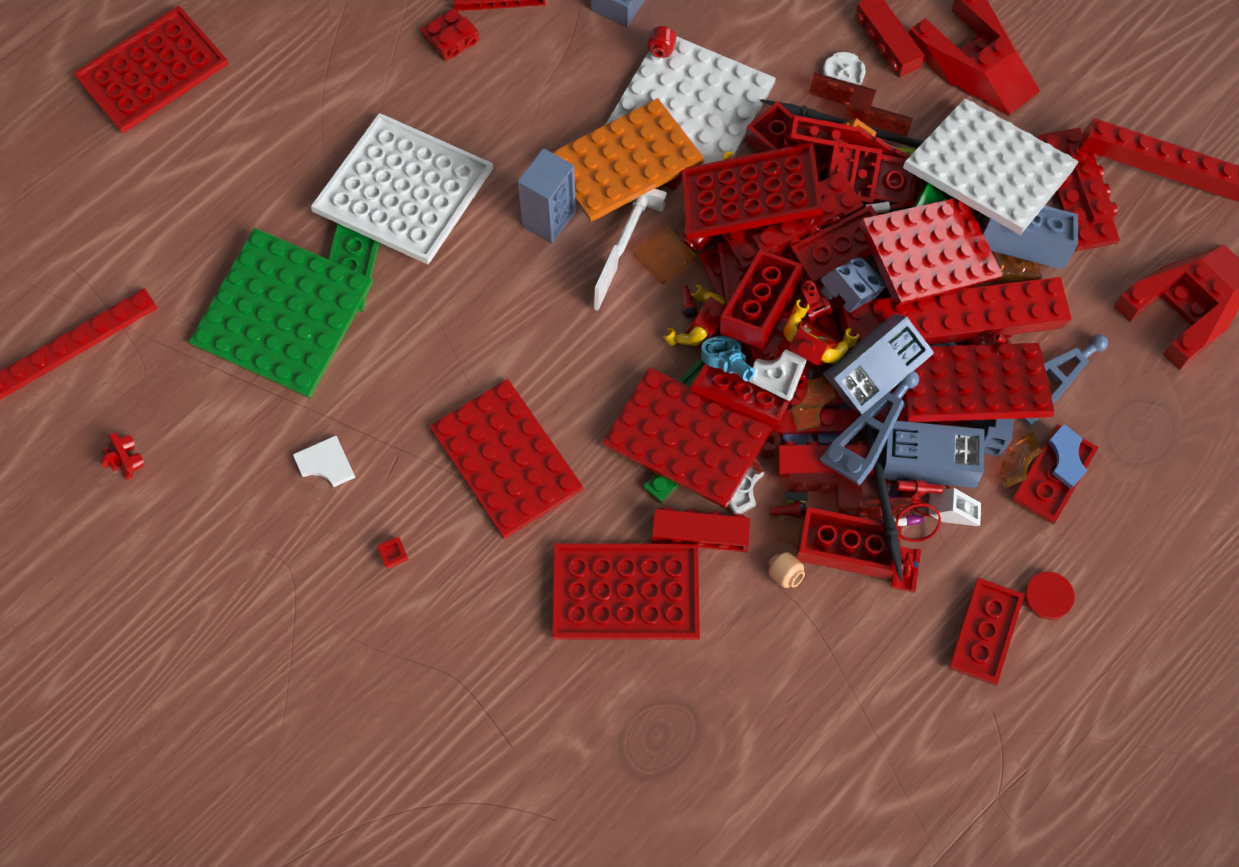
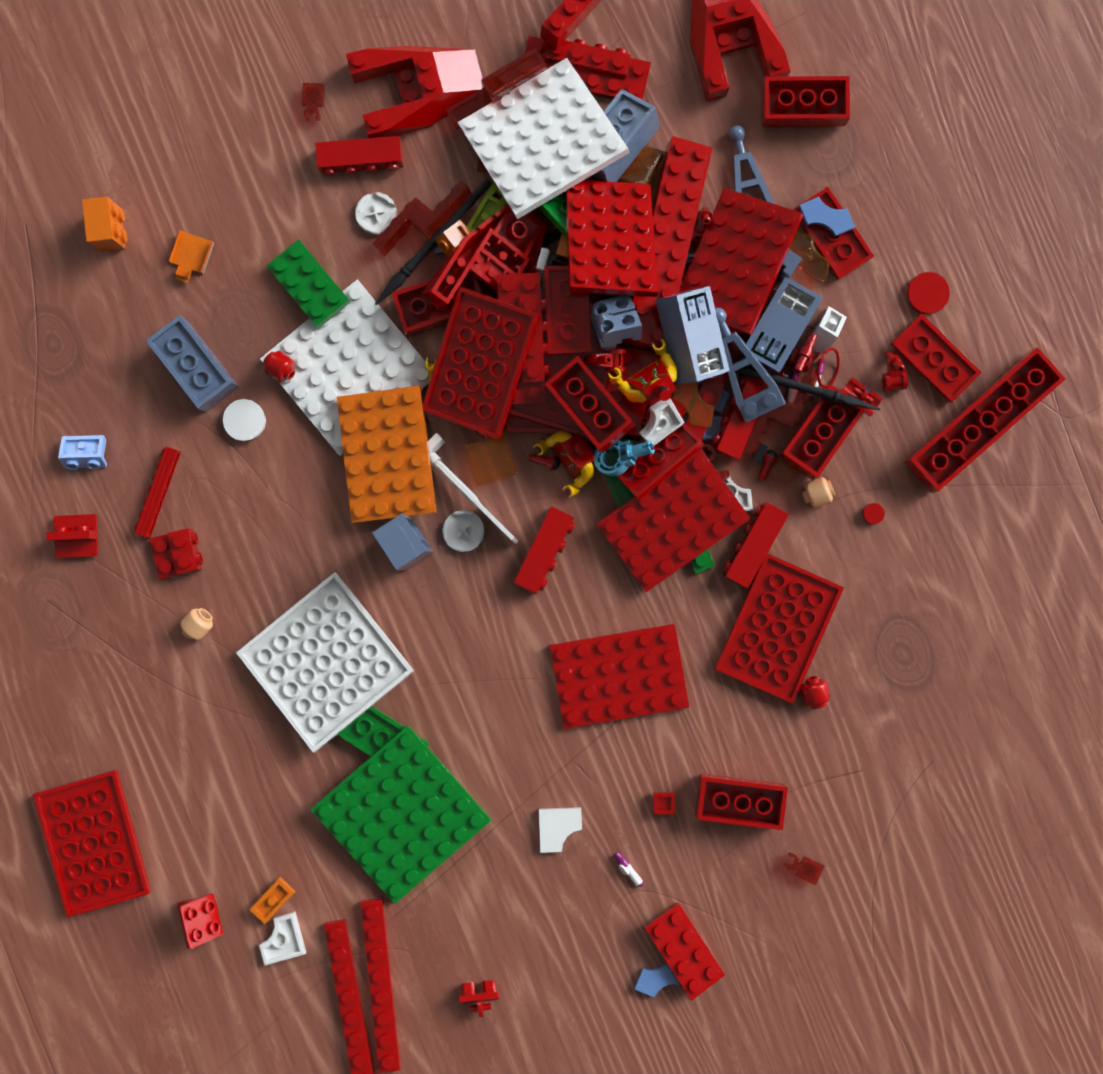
camera: 65 degrees left, 20 degrees up
(100, 364) = (380, 985): none -> red plate
(109, 178) = (199, 920): none -> bracket
(116, 262) = (285, 940): none -> white tile
(152, 234) = (272, 900): none -> orange plate
(213, 636) = (653, 980): none -> medium blue tile
(241, 638) = (684, 951): none -> red plate
(308, 546) = (627, 869): none -> white piece
(380, 730) = (806, 869): none -> clear red plate
(392, 72) = (196, 624): none -> light nougat head
(425, 625) = (741, 801): none -> red brick
(574, 656) = (815, 692): none -> red head
(584, 259) = (463, 531): none -> white tile
(599, 40) = (244, 420): none -> white tile
(599, 334) = (544, 549): none -> red brick
(749, 40) = (308, 284): none -> green plate
(792, 638) = (873, 513): none -> red tile
(944, 596) = (895, 375): none -> red piece
(950, 706) = (984, 420): none -> red brick
(1021, 113) = (498, 85): none -> clear red bracket
(1168, 388) = (805, 101): none -> red brick

